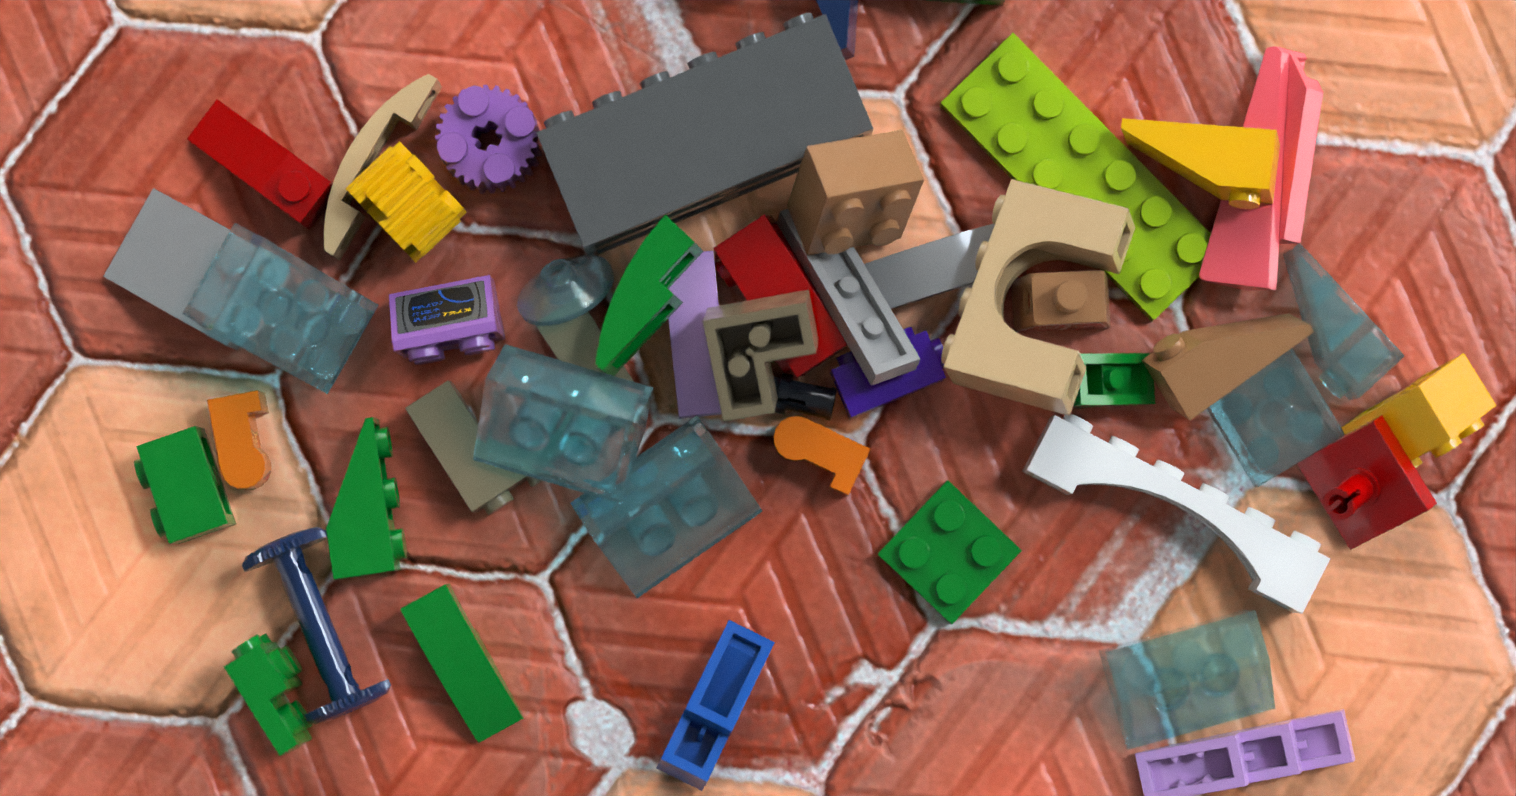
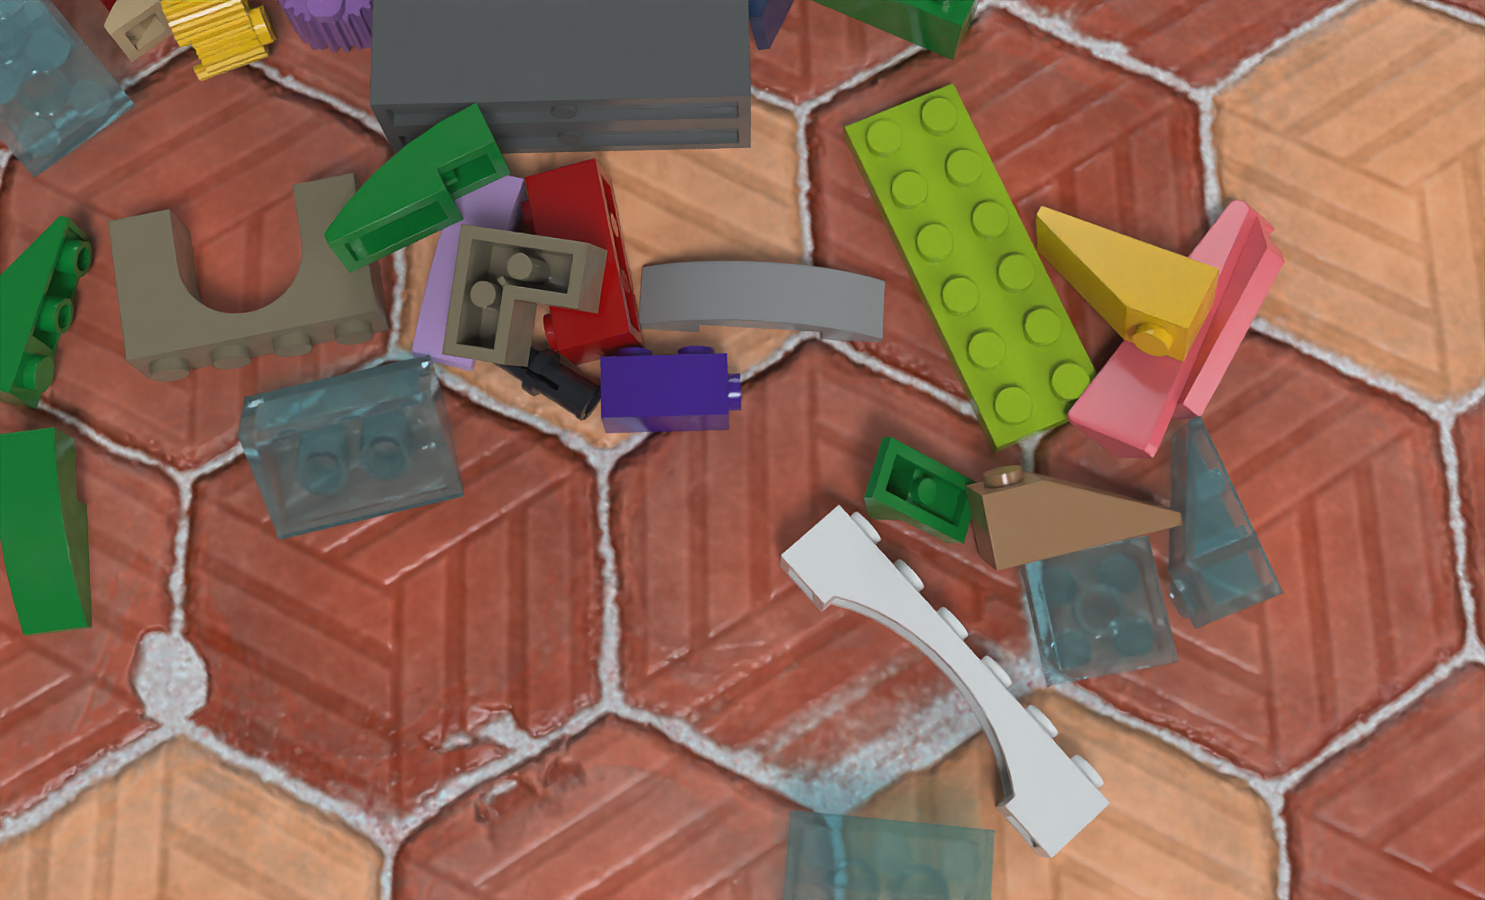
camera: 25 degrees right, 10 degrees down
(446, 318) = (200, 150): slope -> none
(561, 423) = (262, 292): clear light blue slope -> none
(565, 290) = (339, 160): clear light blue dish -> none
(715, 705) = (306, 696): blue slope -> none
(805, 440) = (545, 434): orange leg -> none
(854, 192) = (705, 166): medium nougat brick -> none
(856, 308) = (656, 280): light grey plate -> none
(949, 552) = (656, 624): green plate -> none
(1029, 229) = (887, 285): tan arch -> none
(1061, 301) = (900, 383): medium nougat torso -> none
(1367, 483) = (1187, 728): red tile -> none
(1433, 410) = (1289, 670): yellow brick -> none

